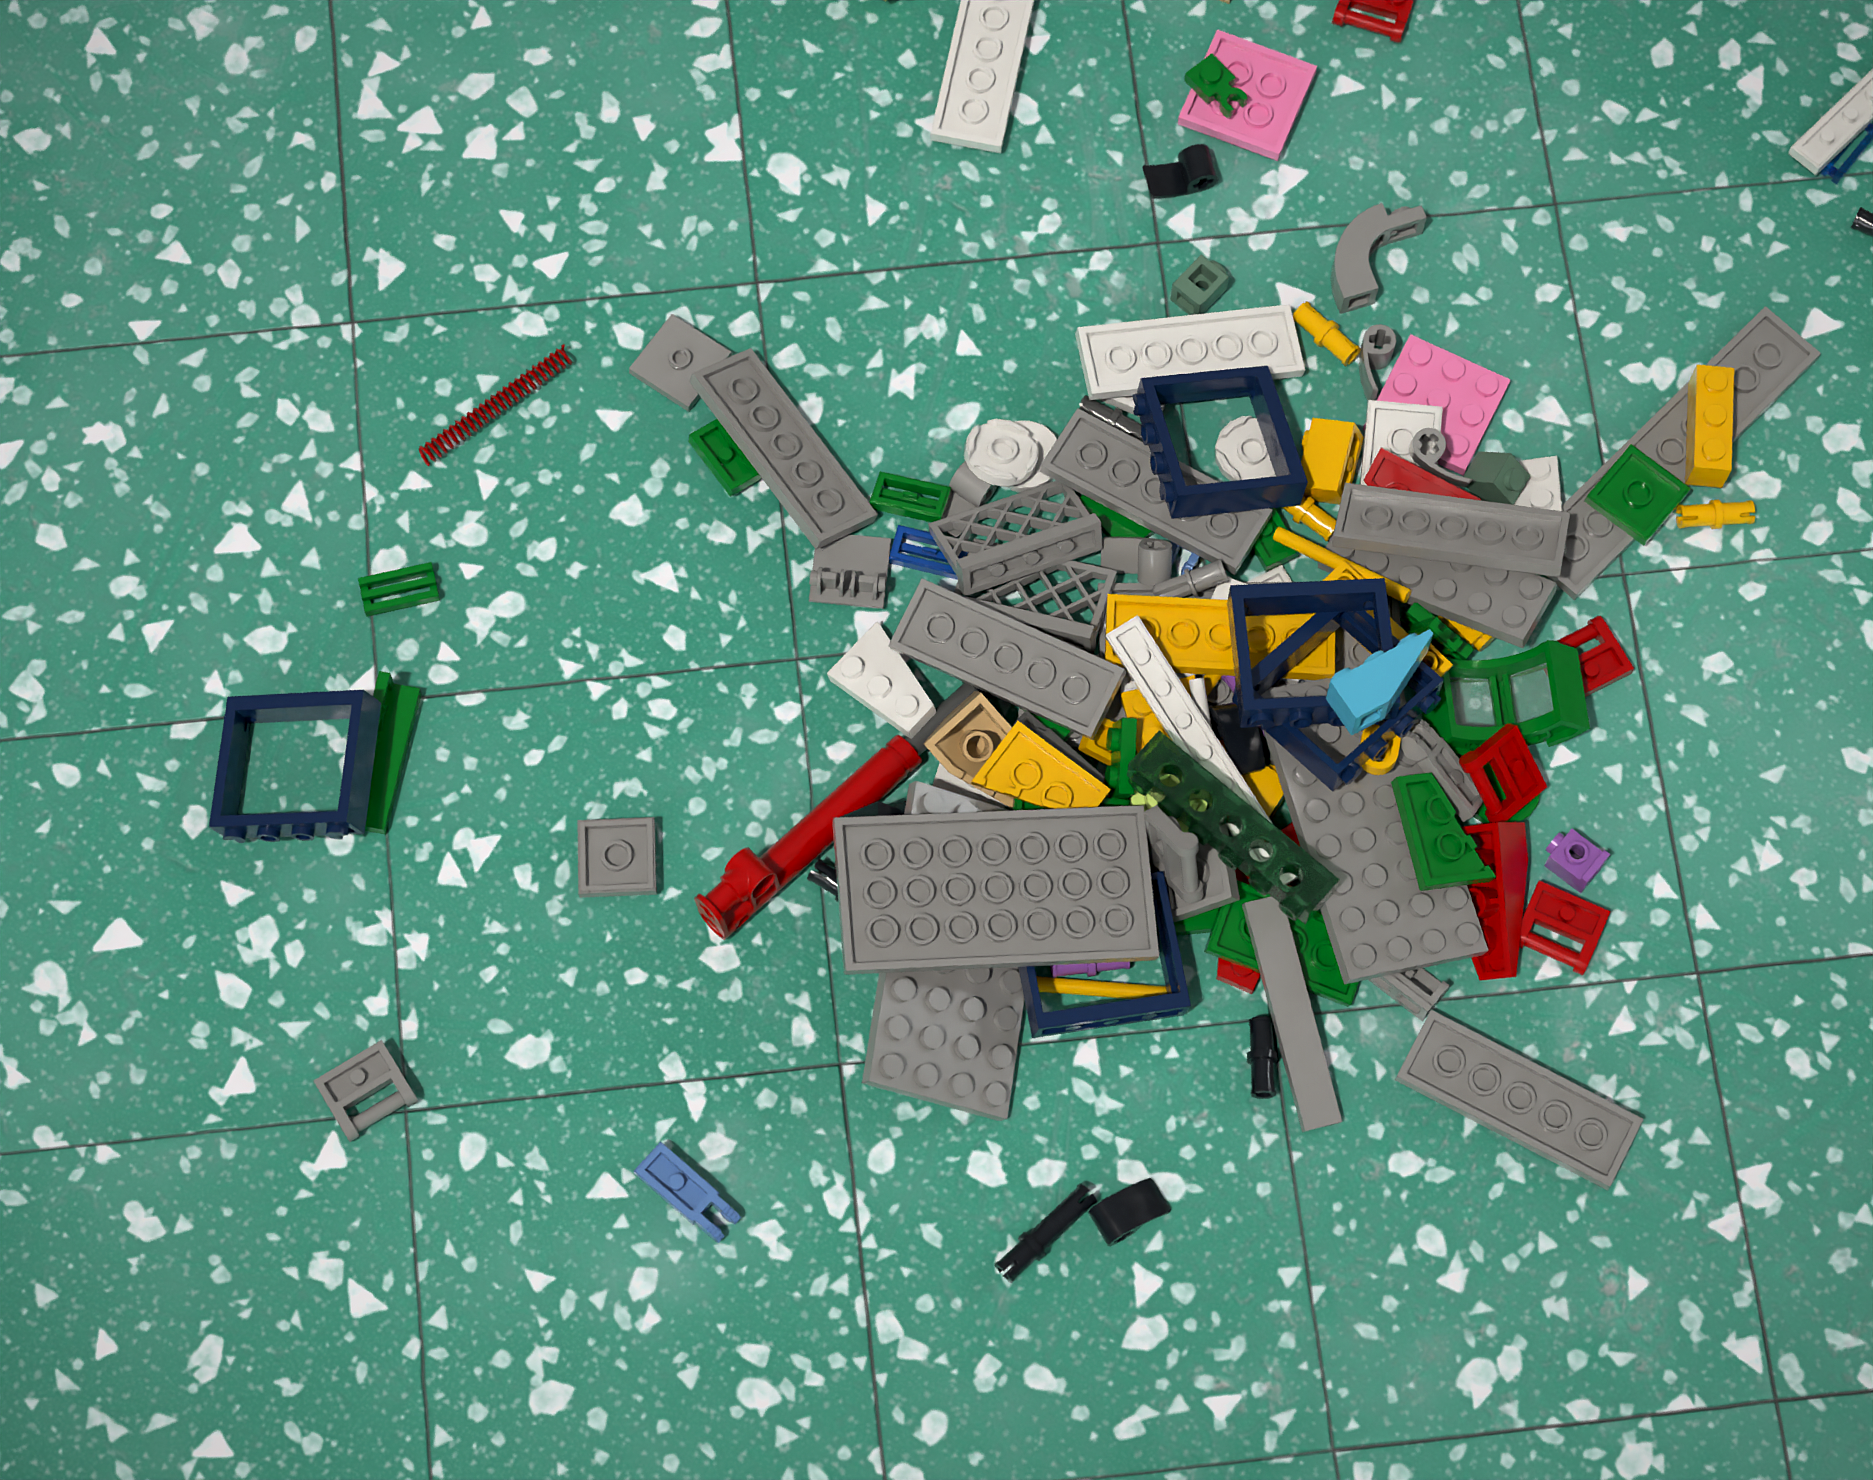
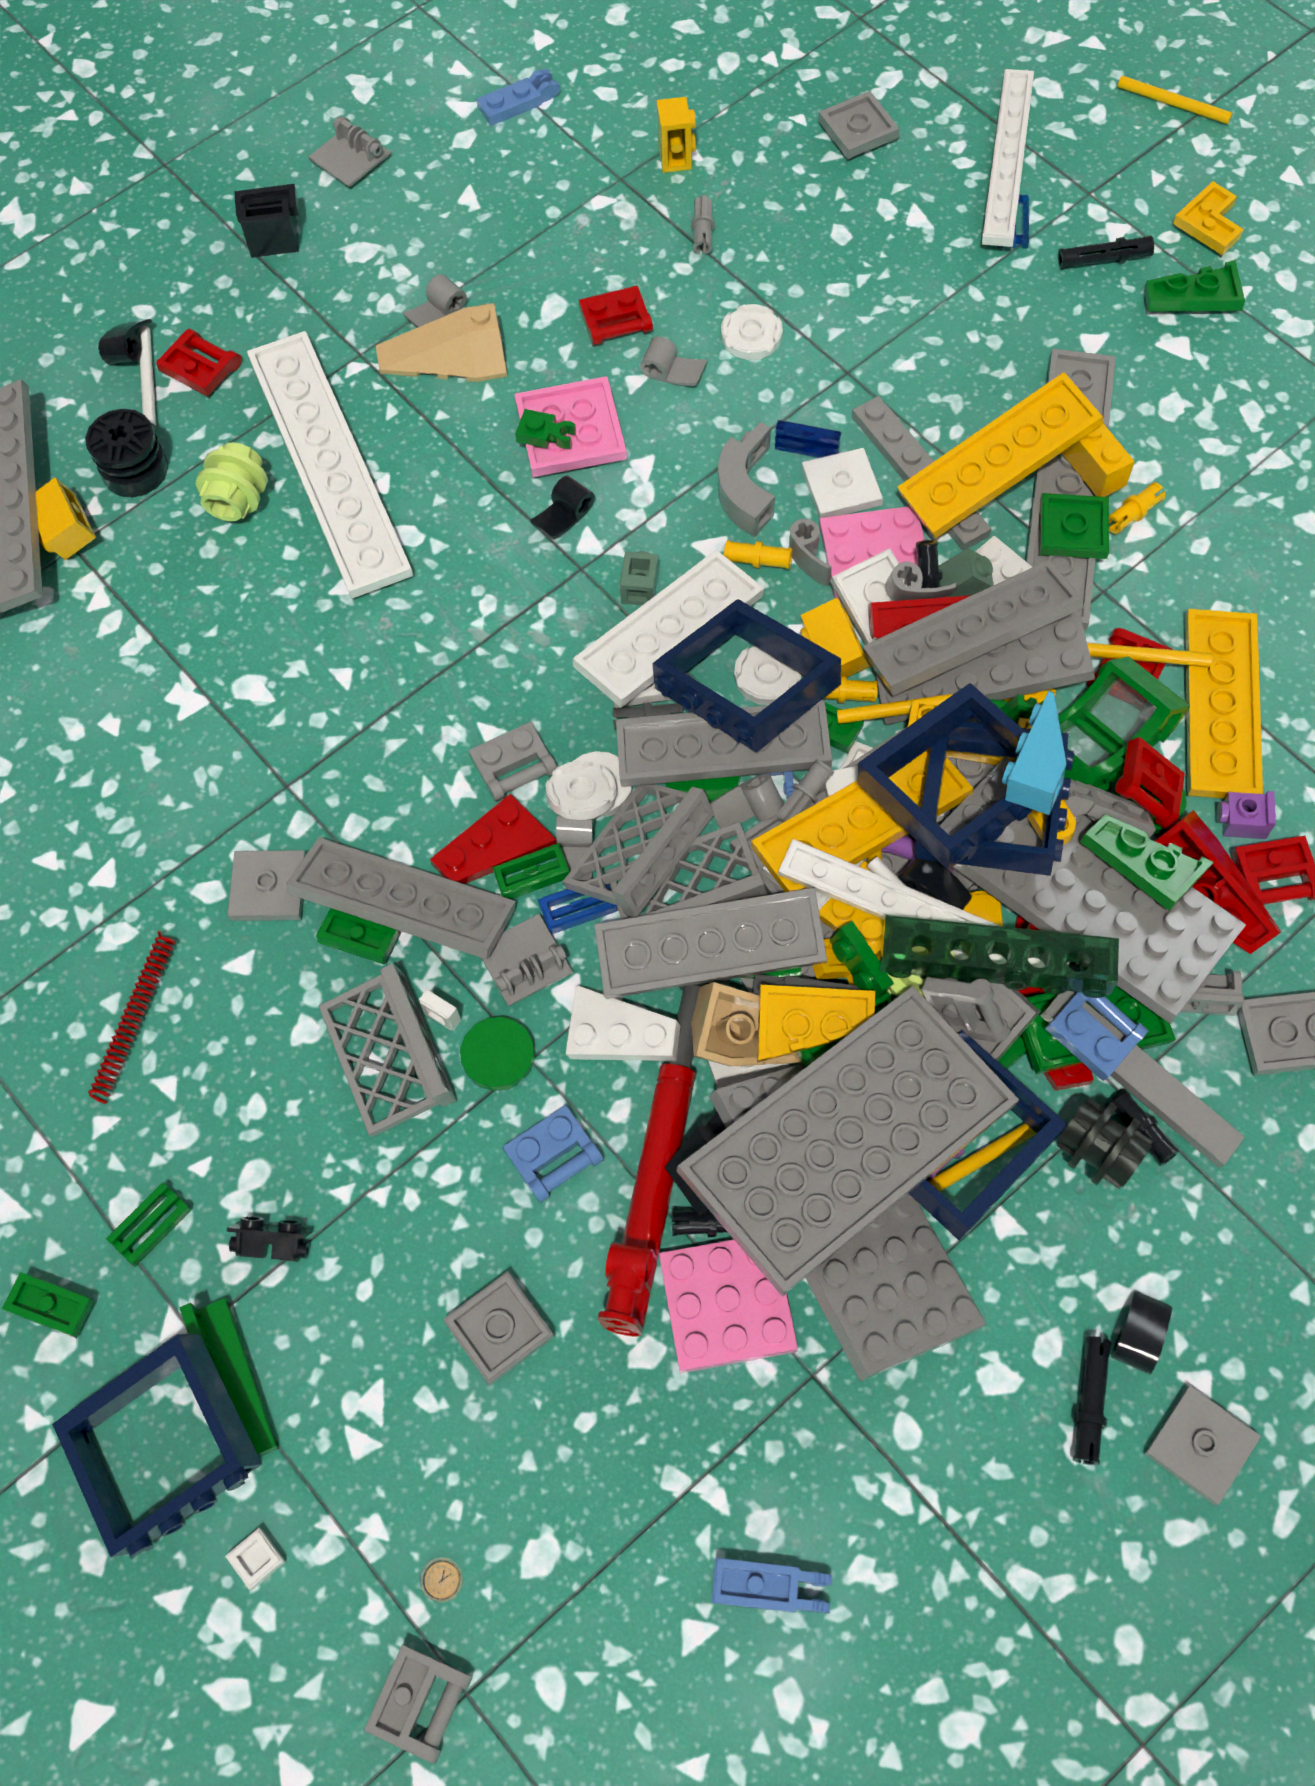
camera: 30 degrees left, 5 degrees down
(280, 601) = (48, 1305): none -> green plate
(314, 904) = (255, 1559): none -> white tile
(443, 1016) = (441, 1579): none -> clear tile
(498, 671) = (254, 1235): none -> black hinge
(713, 579) = (416, 1039): none -> light grey fence
(748, 567) = (439, 1010): none -> white tile
(758, 737) = (547, 1143): none -> medium blue plate
(771, 635) = (497, 1053): none -> green tile
(801, 965) = (723, 1308): none -> bright pink plate
(897, 447) = (495, 838): none -> red wing
(965, 377) = (509, 753): none -> light grey plate
(1108, 1327) = (1202, 1445): none -> light grey plate
(1211, 1038) = (1104, 1143): none -> pearl dark grey piece
(1265, 953) = (1090, 1039): none -> medium blue plate
(1385, 89) = (663, 365): none -> light grey panel
(1457, 250) = (806, 439): none -> clear blue tile
(1459, 313) = (842, 483): none -> white plate
(1462, 452) = (928, 563): none -> black pin
(1493, 104) = (751, 332): none -> white tile
(1542, 350) = (908, 459): none -> light grey plate
(1601, 656) = (1150, 654): none -> yellow bar
(1612, 383) = (1000, 455): none -> yellow plate
(1641, 747) = (1224, 705): none -> yellow plate

